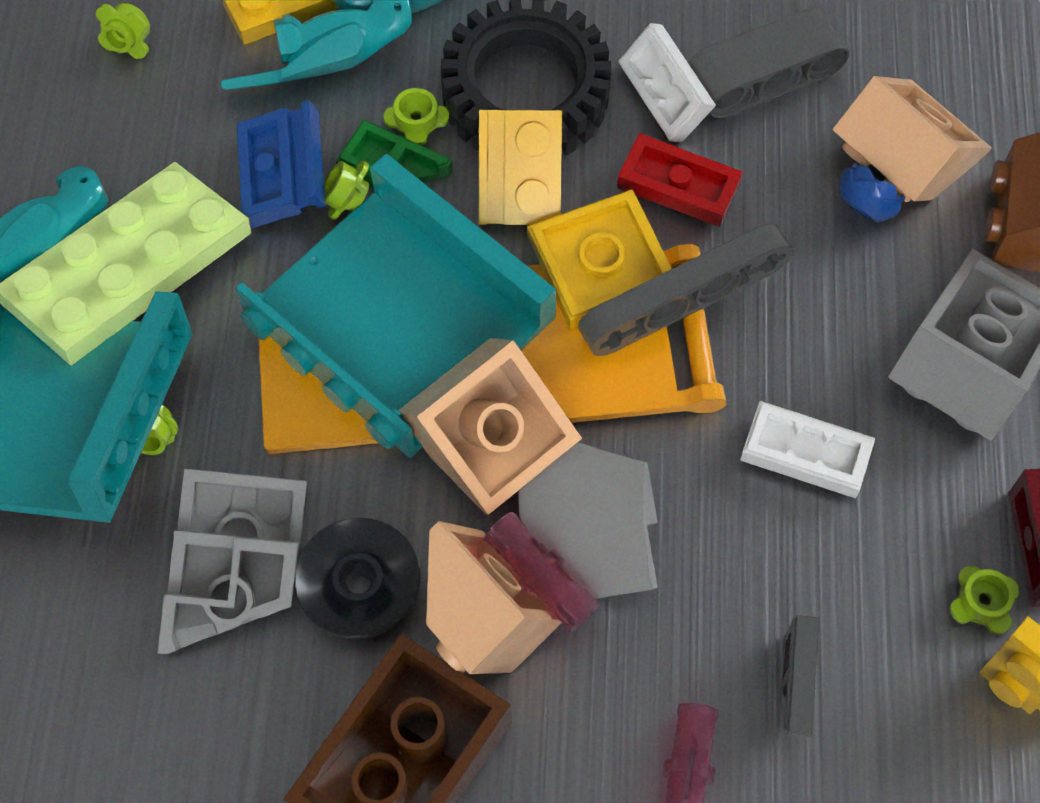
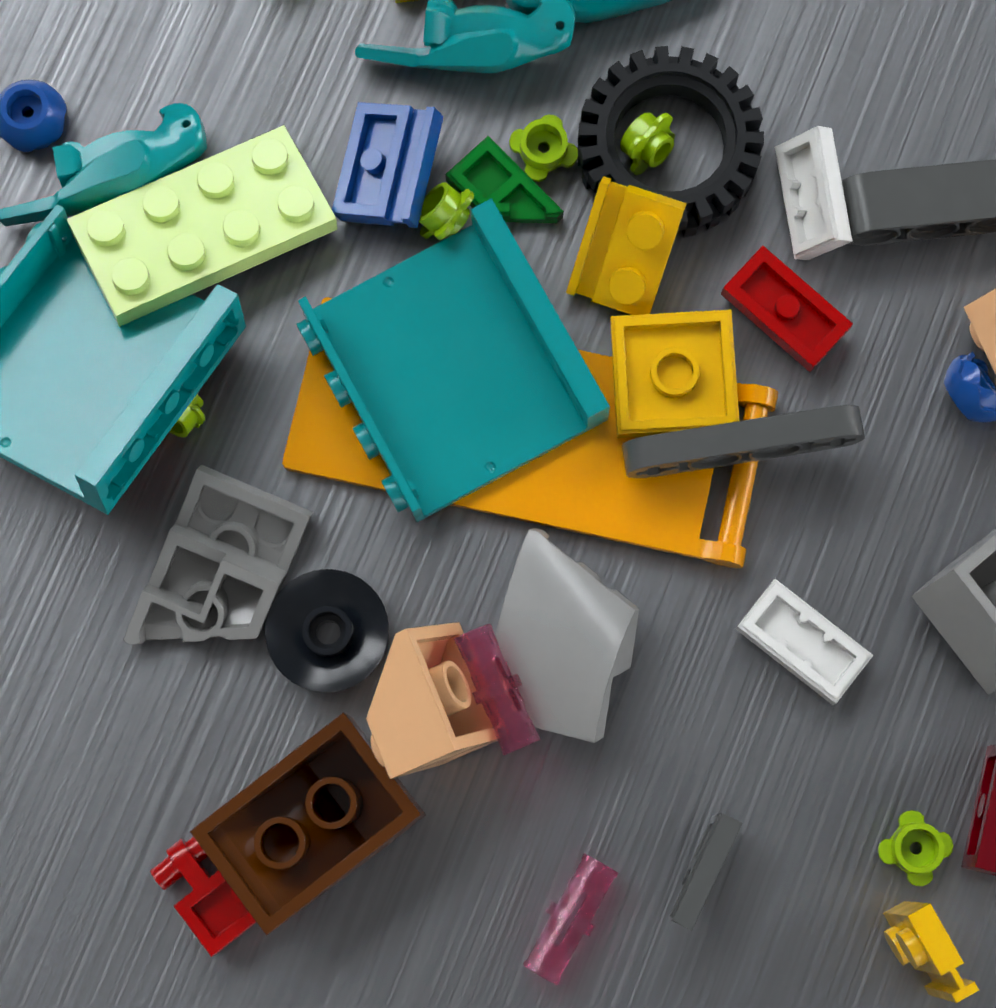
camera: 20 degrees right, 15 degrees up
(490, 423) = (498, 523): light nougat slope -> none
(507, 81) = (648, 141): none -> lime plate

